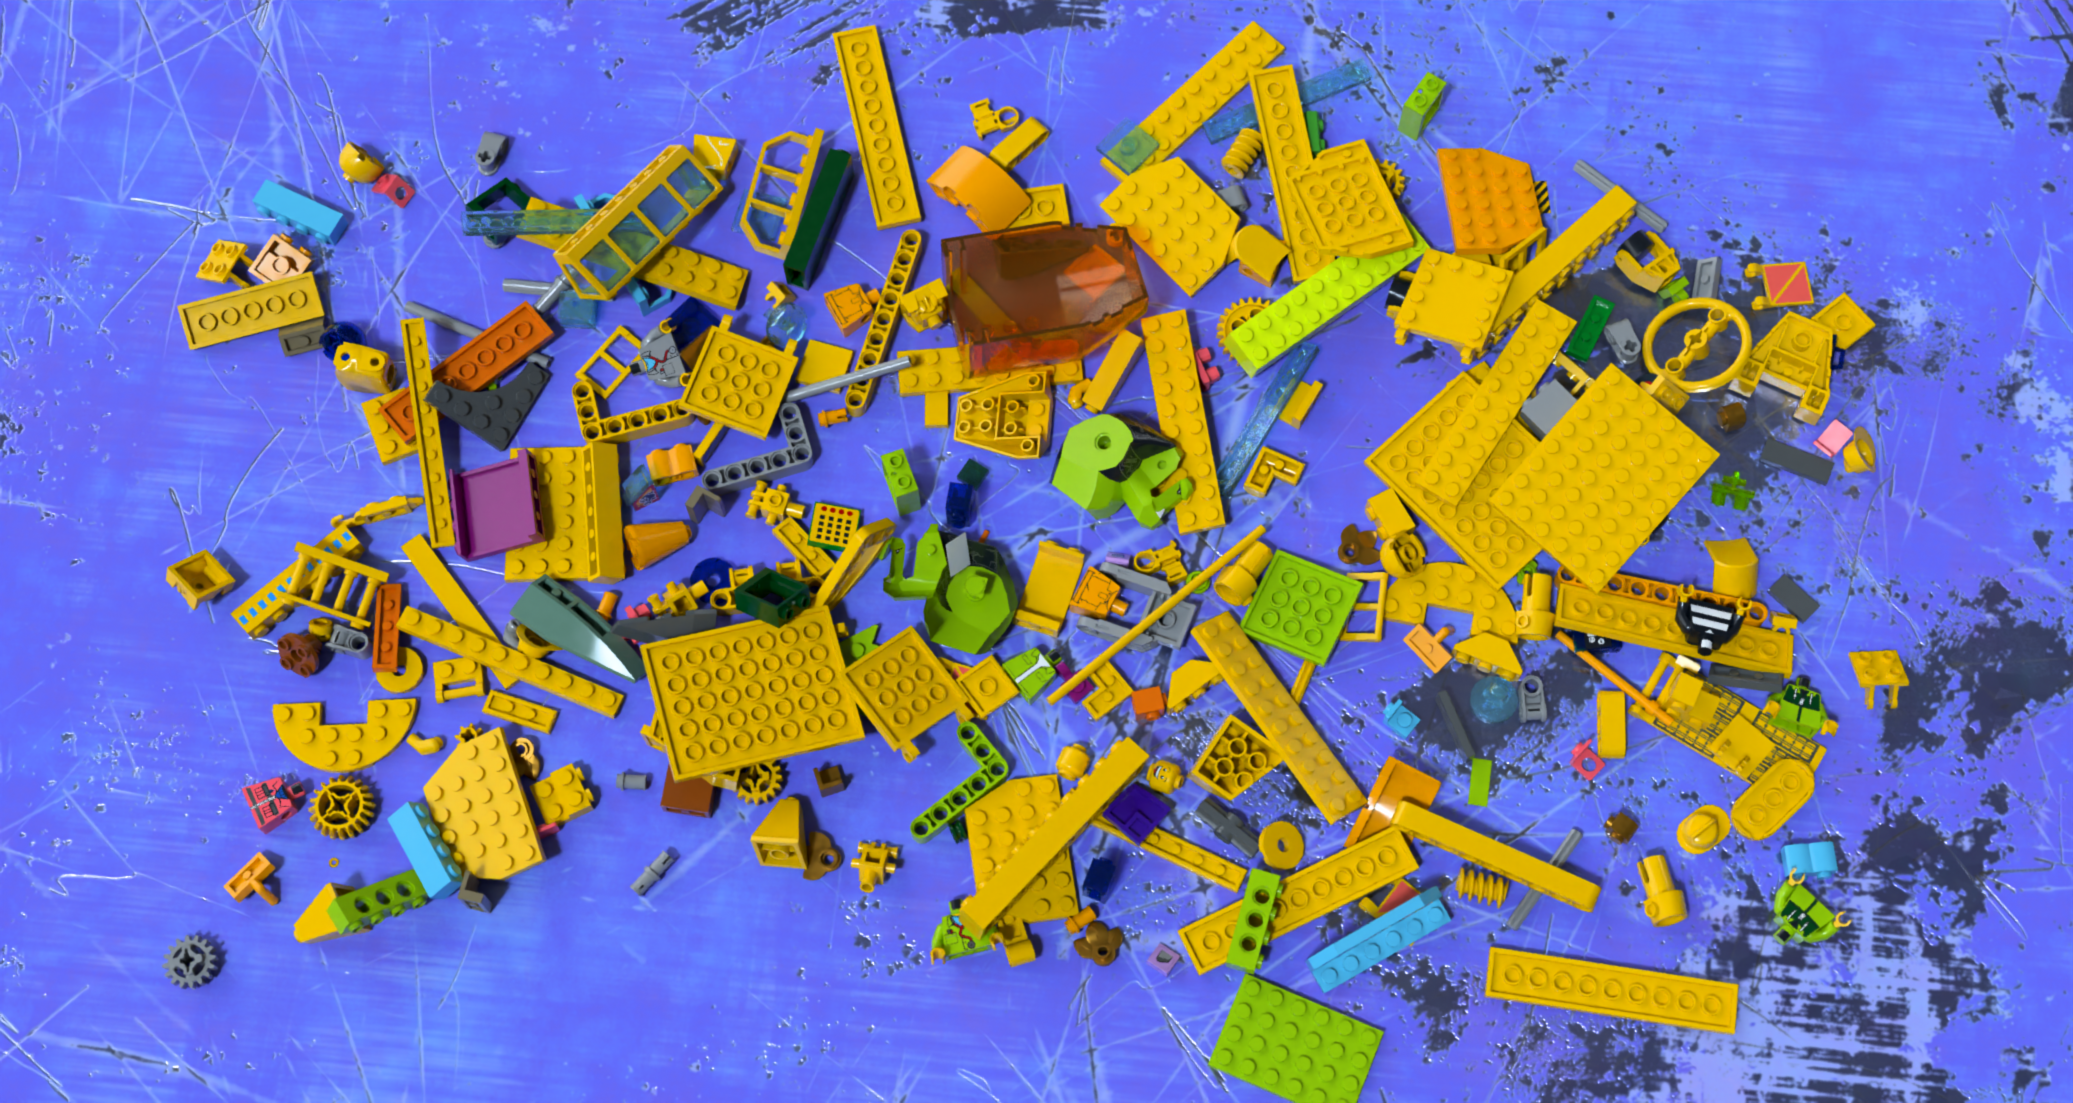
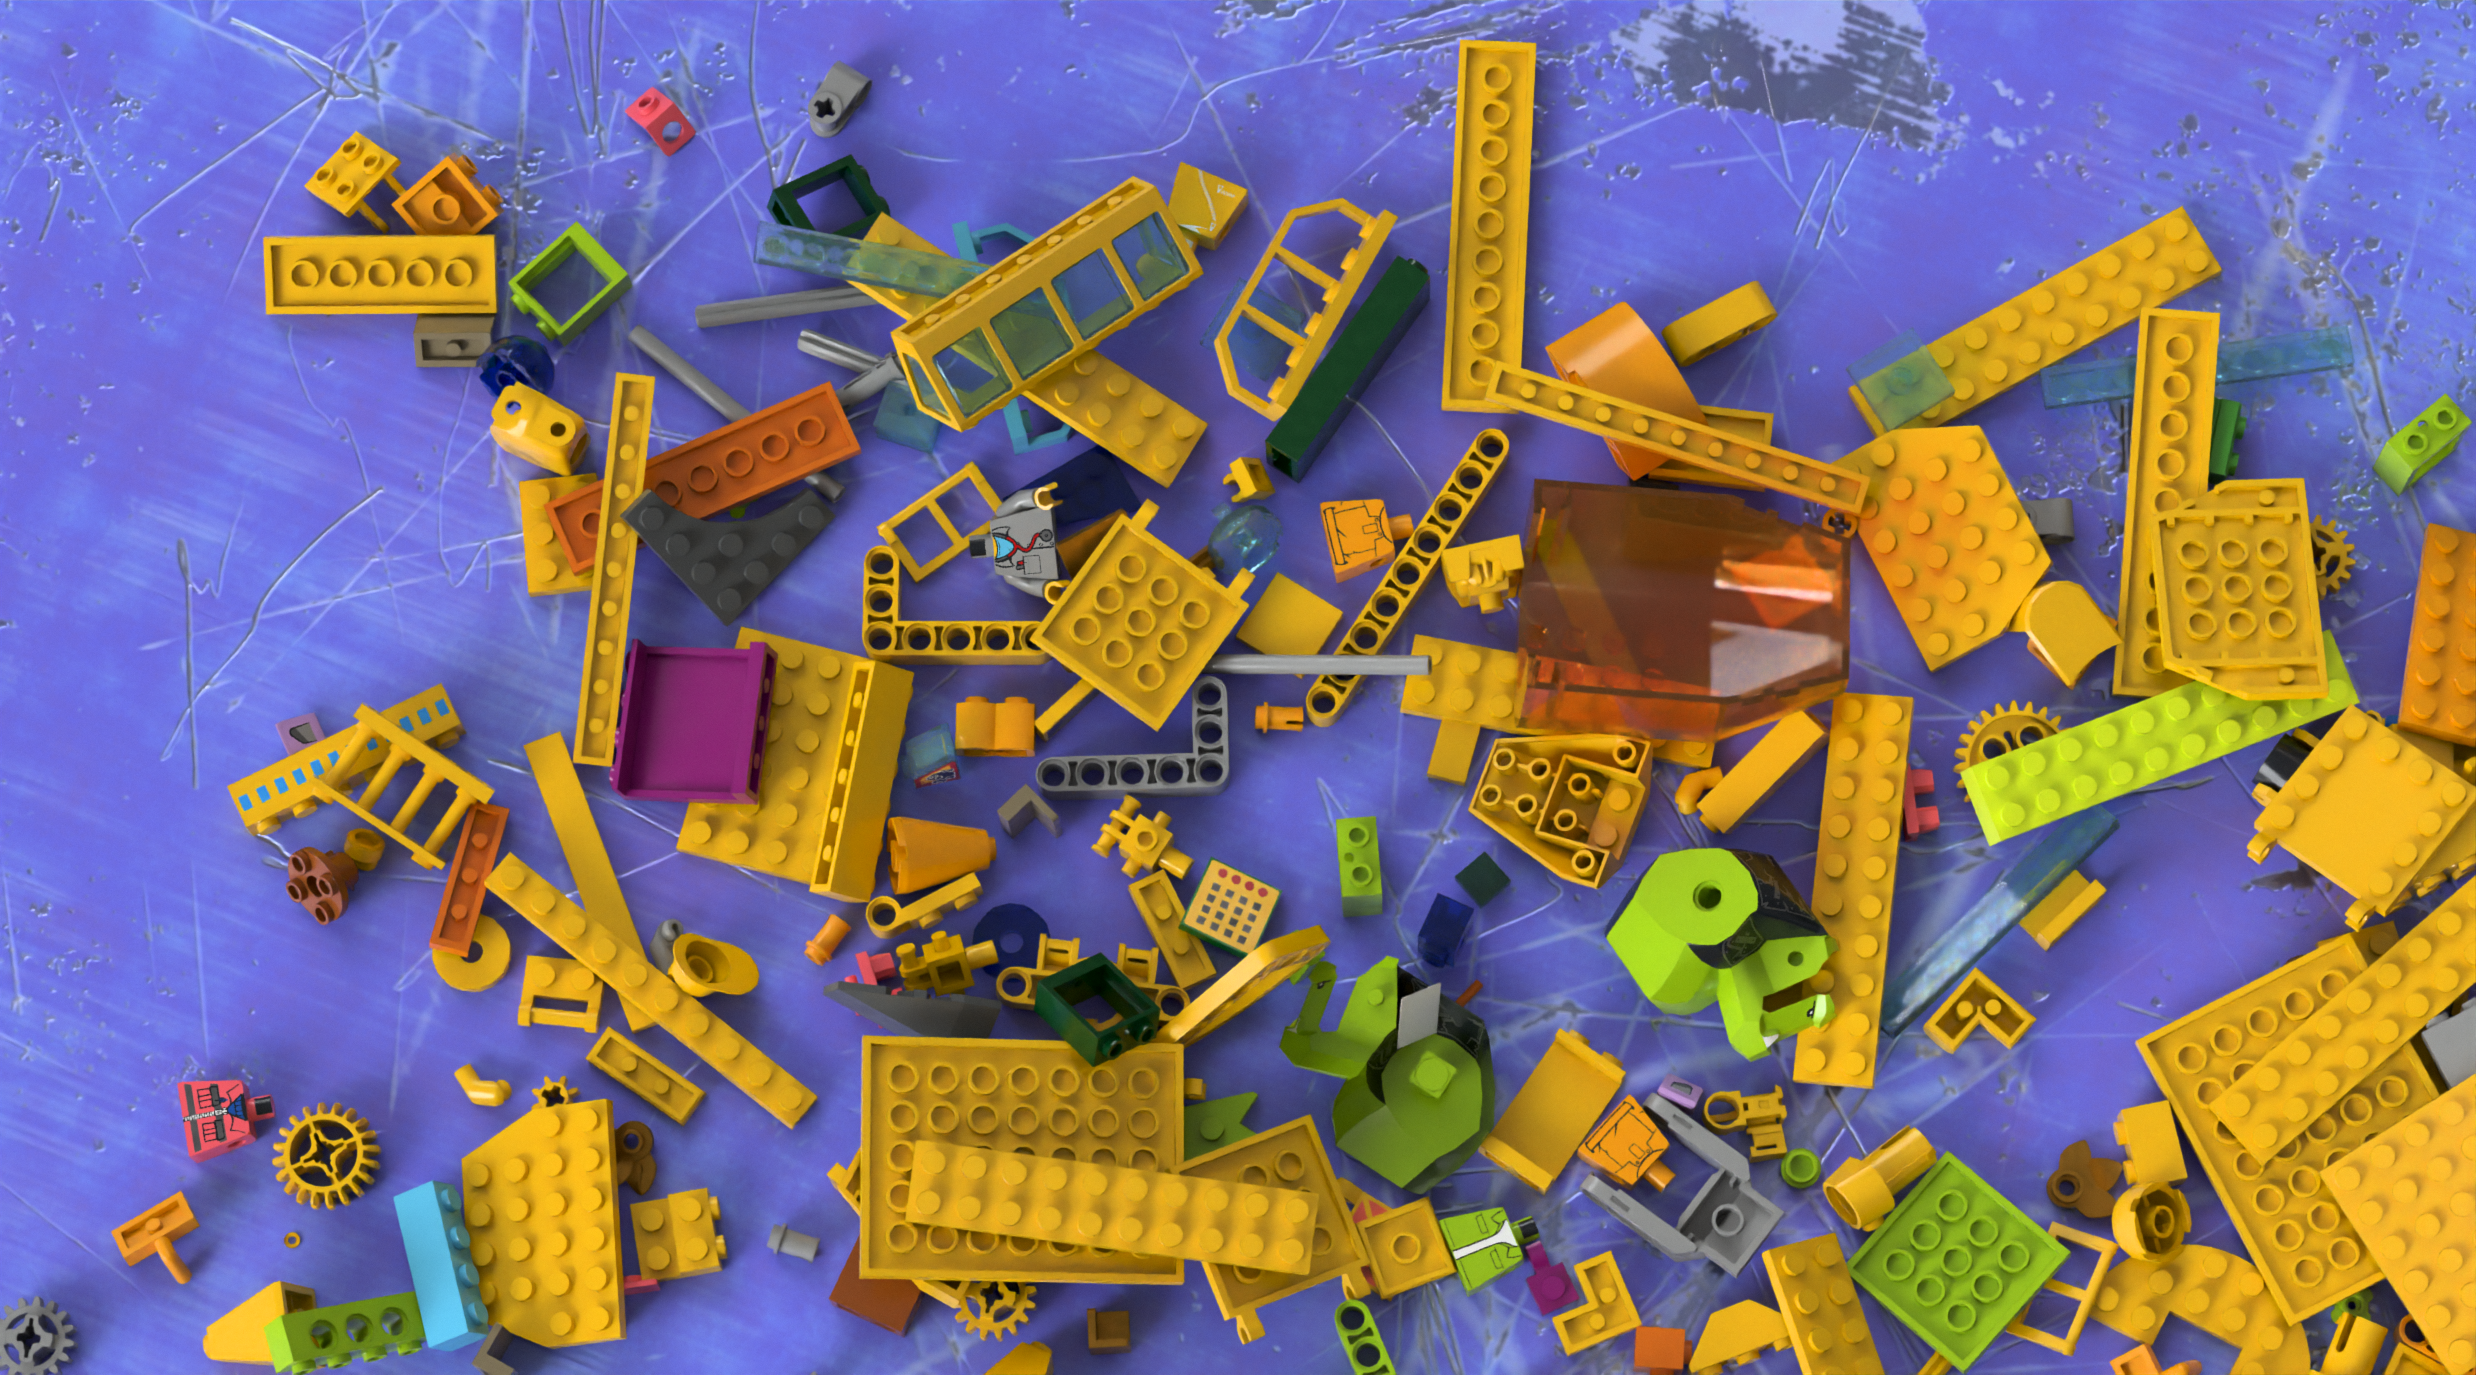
camera: 20 degrees right, 5 degrees up
(199, 578) = (192, 714): yellow brick -> none
(266, 573) = (300, 732): none -> lavender slope
(300, 213) = (500, 122): medium azure brick -> none
(344, 746) = (355, 1054): yellow plate -> none
(346, 642) = (399, 881): light grey piece -> none
(358, 265) = (547, 261): none -> lime window
(359, 165) = (616, 65): yellow cylinder -> none
(378, 511) = (500, 676): yellow plate -> none
(492, 268) = (781, 305): none -> light grey axle
(576, 627) = (769, 965): sand green wedge -> none
(658, 575) = (925, 911): none -> yellow plate
(810, 703) = (1112, 1207): none -> yellow plate
(988, 122) = (1679, 269): yellow piece -> none
(1013, 205) = (1677, 438): none -> yellow plate
(1155, 615) = (1714, 1209): yellow piece -> none
(1241, 152) = (2091, 440): yellow piece -> none

